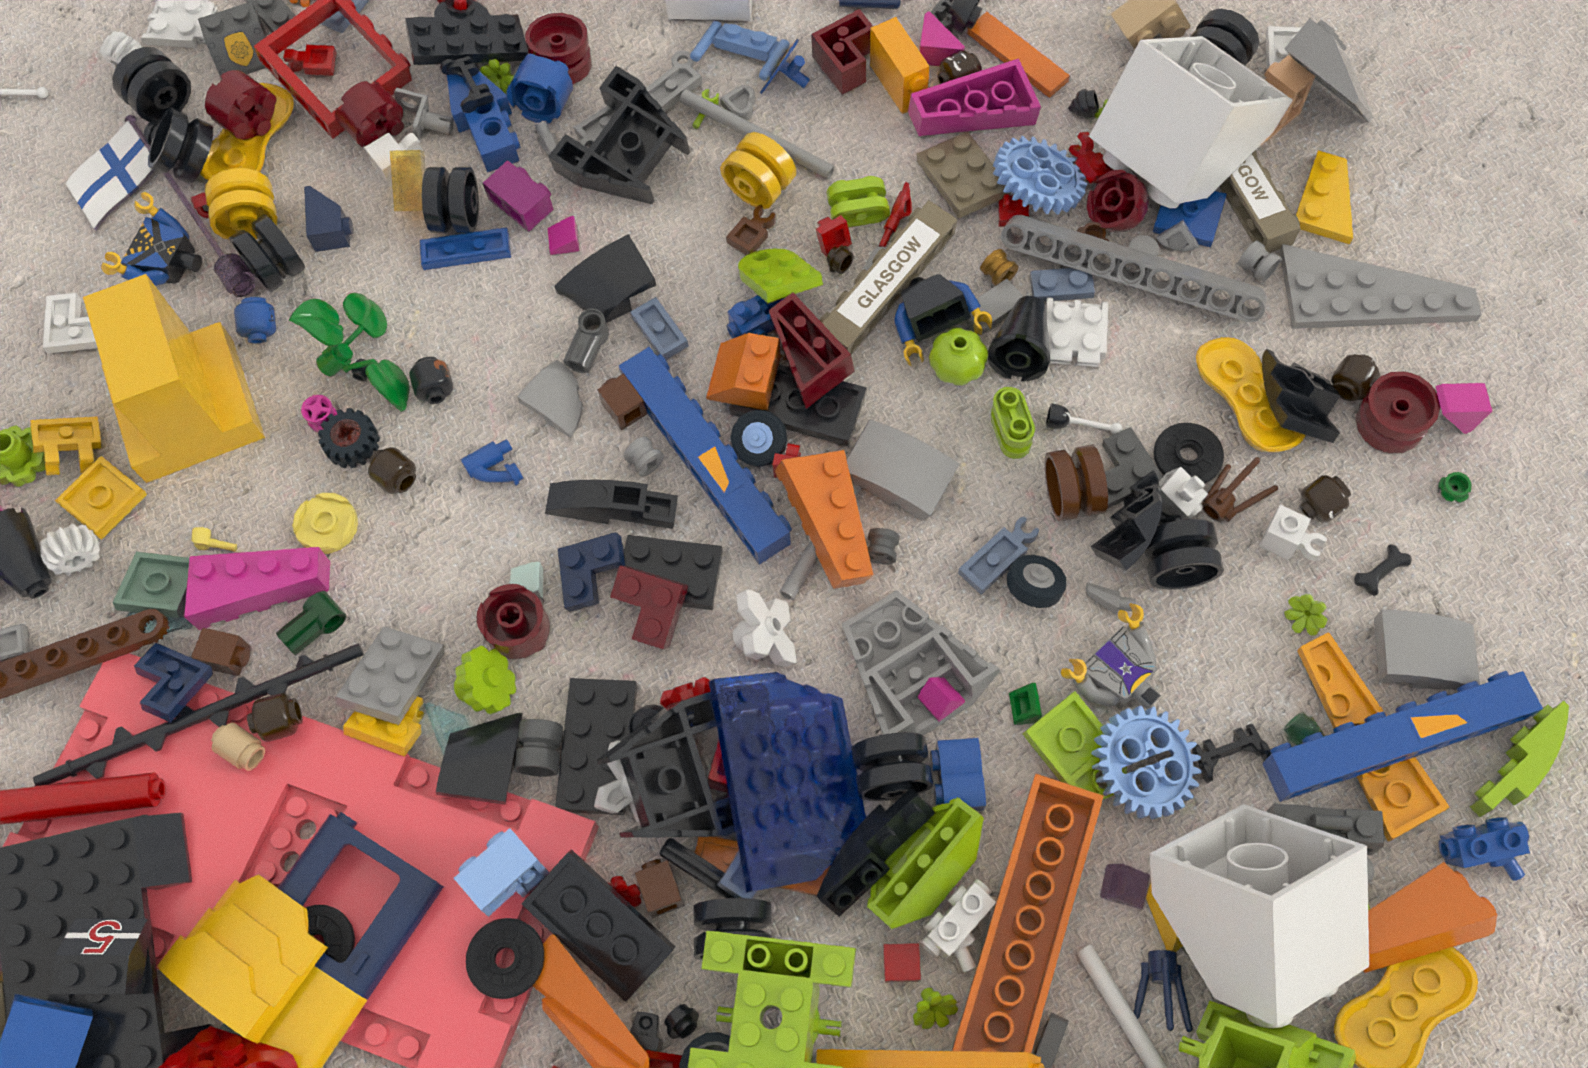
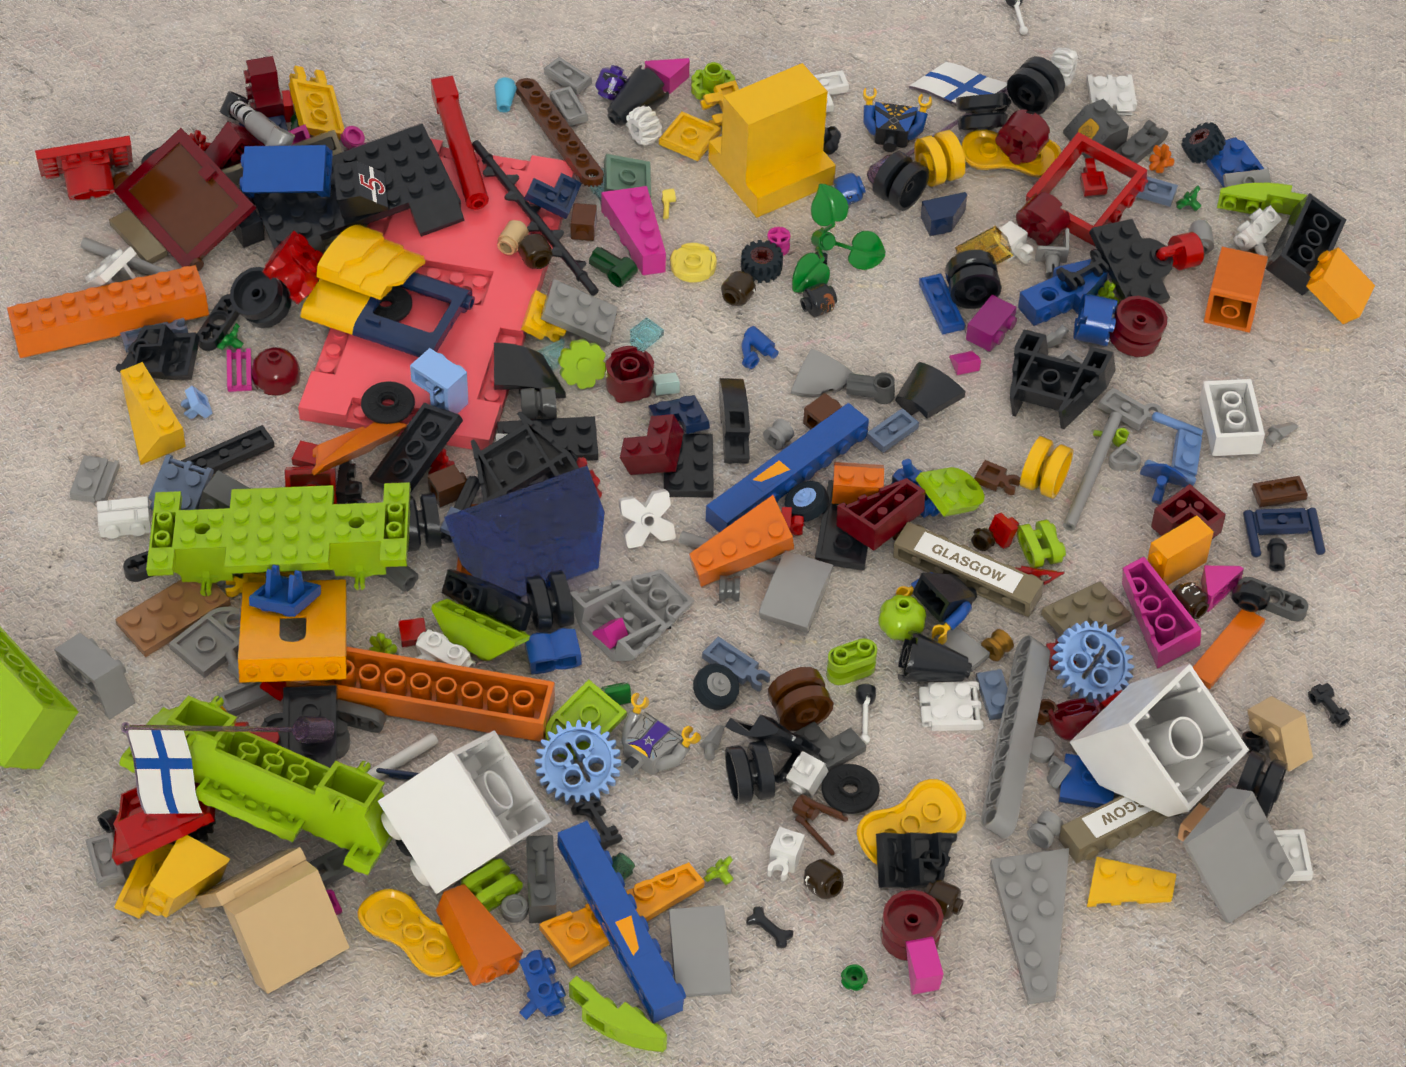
camera: 75 degrees right, 15 degrees down
(440, 600) = (645, 334): none -> clear light blue tile

